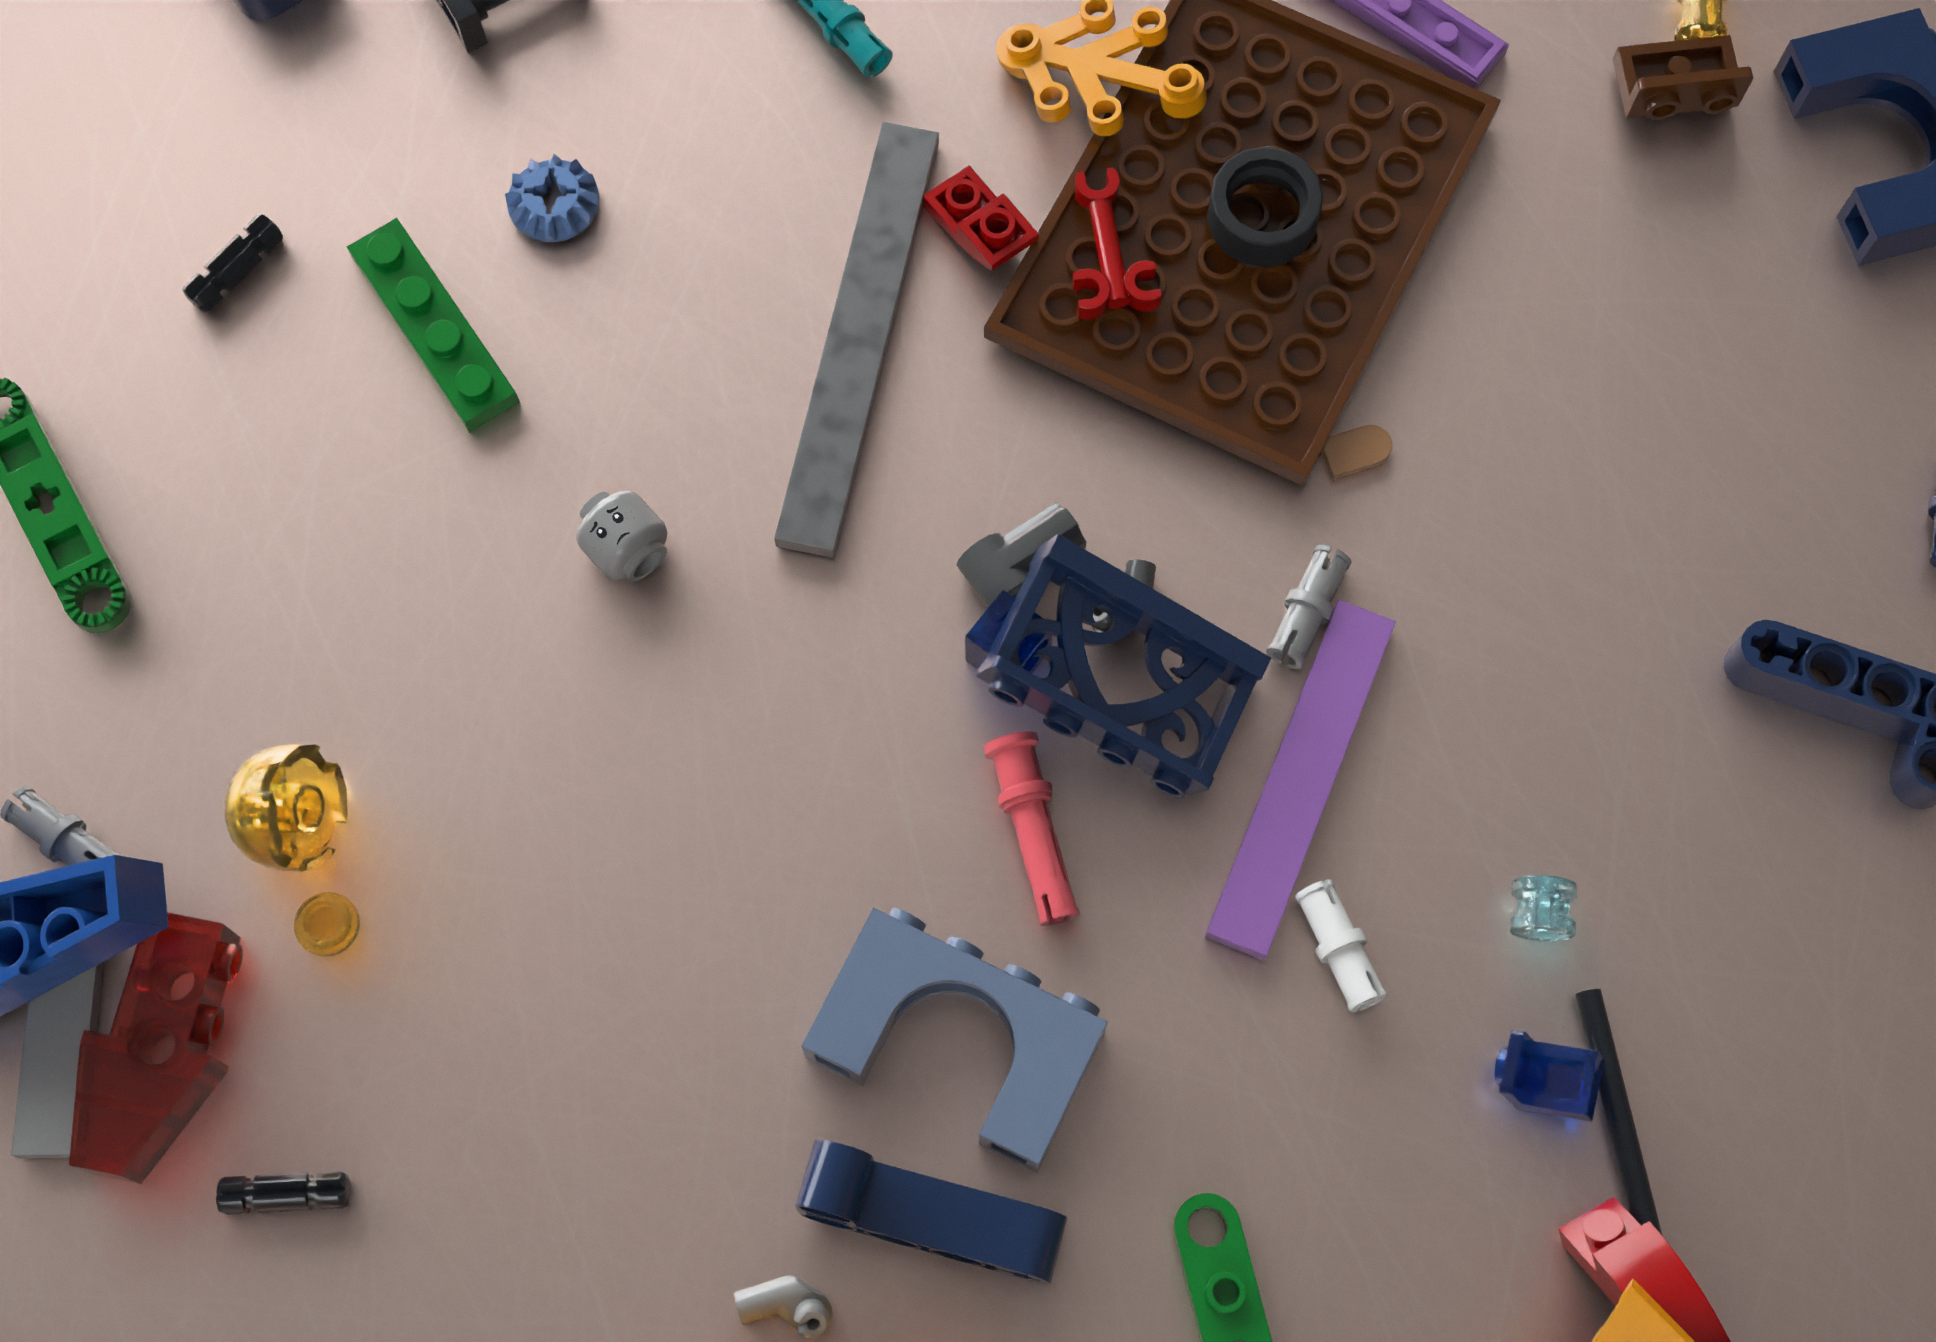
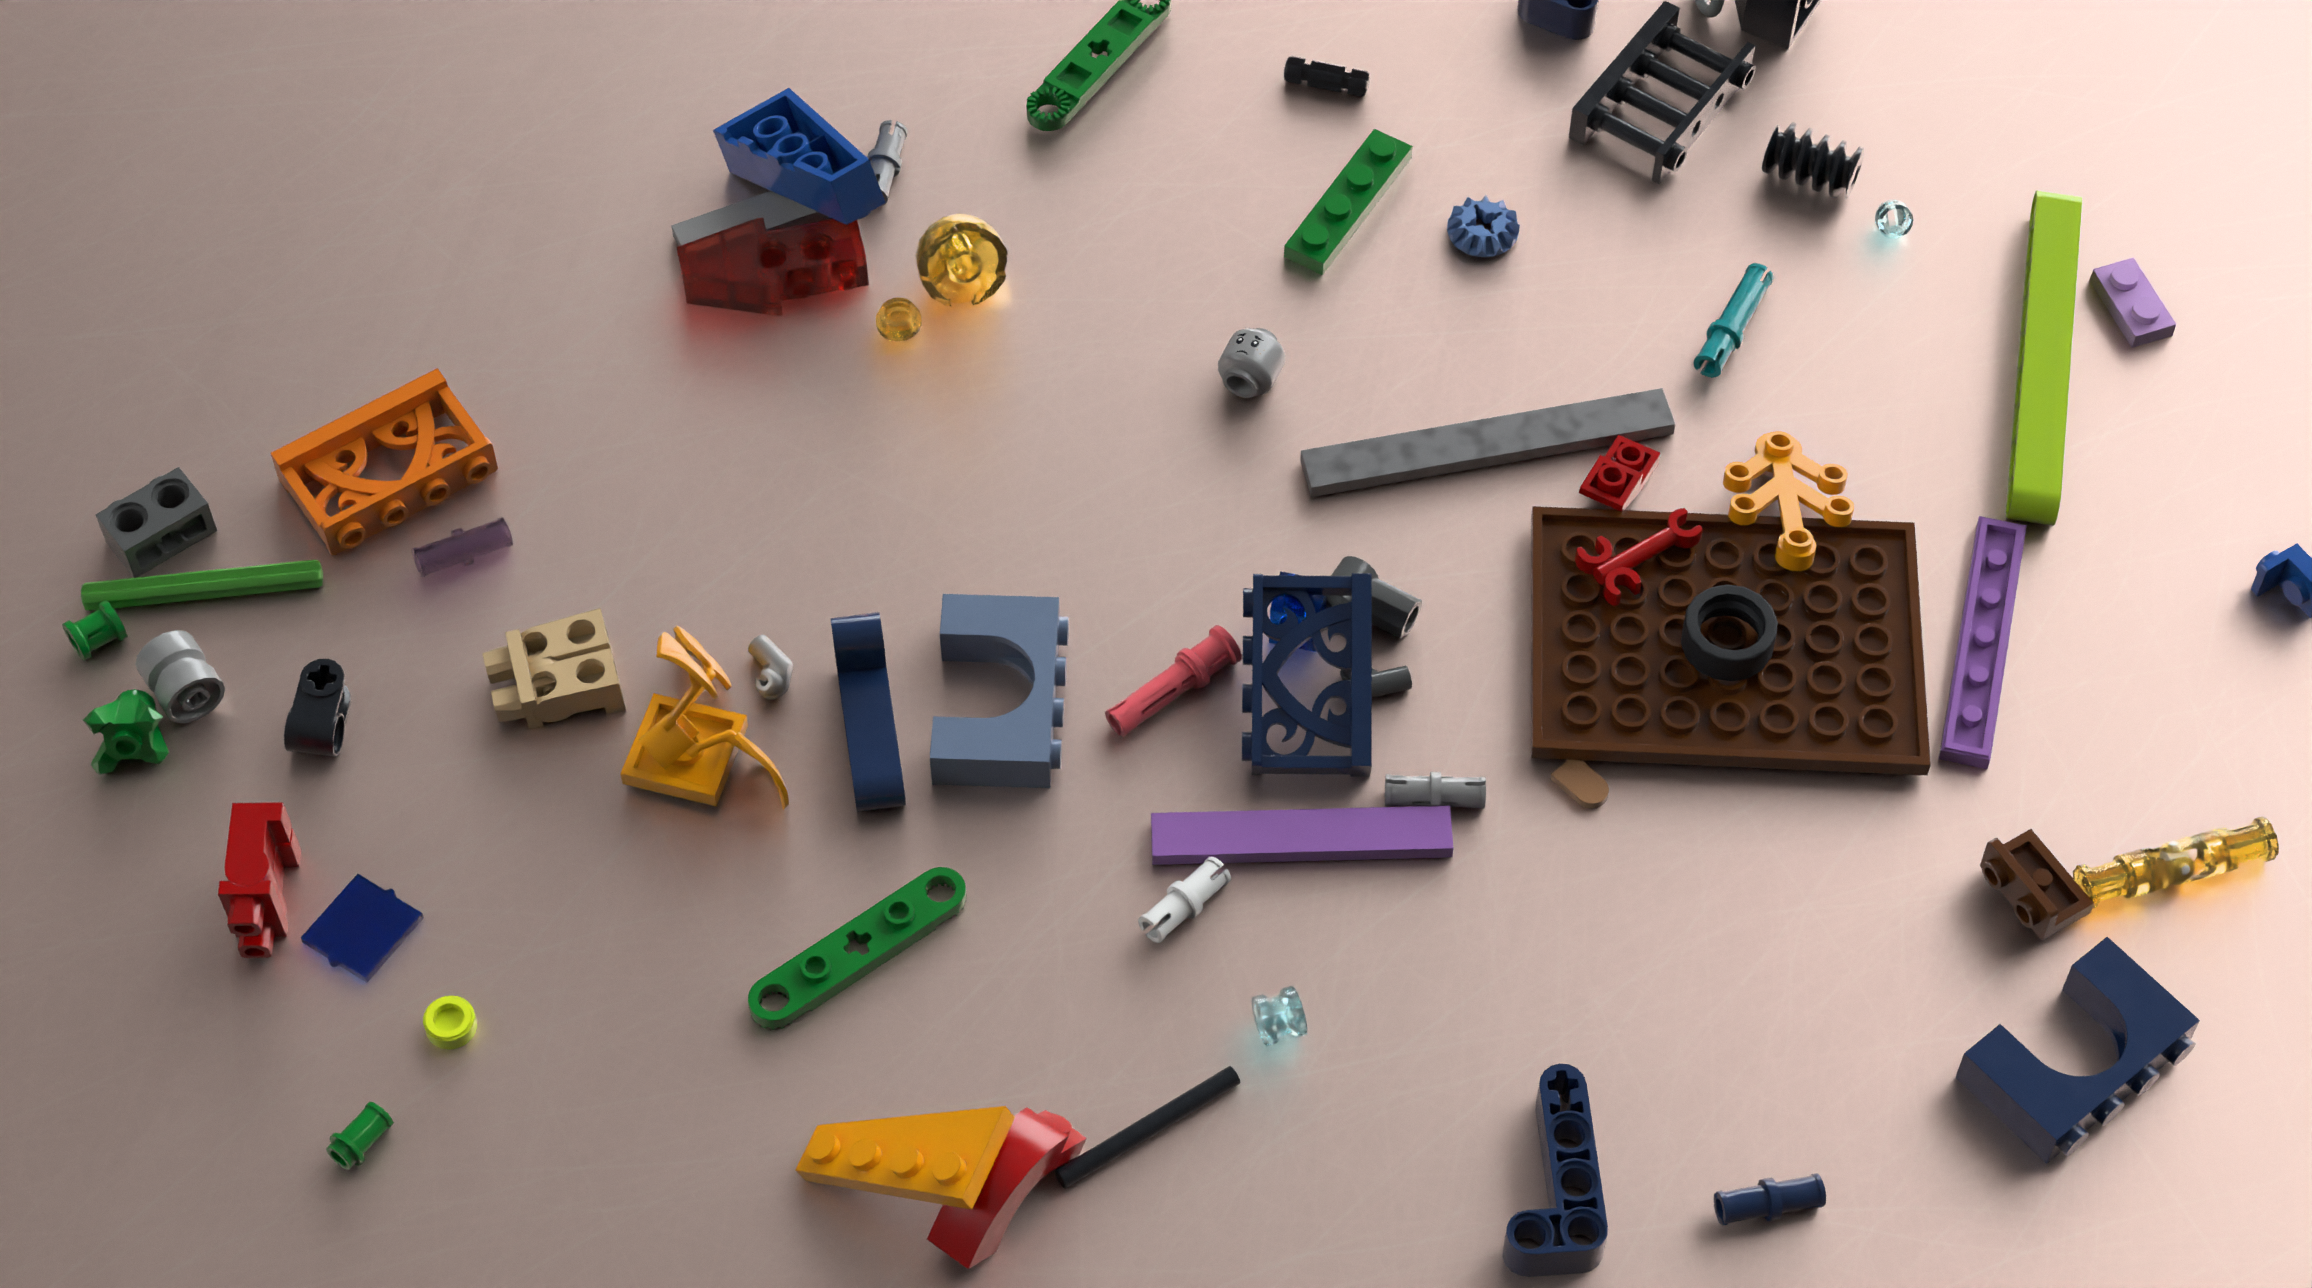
camera: 65 degrees right, 15 degrees down
(283, 1192) = (715, 373): black axle -> none
(1549, 1077) = (1152, 1056): clear blue bracket -> none

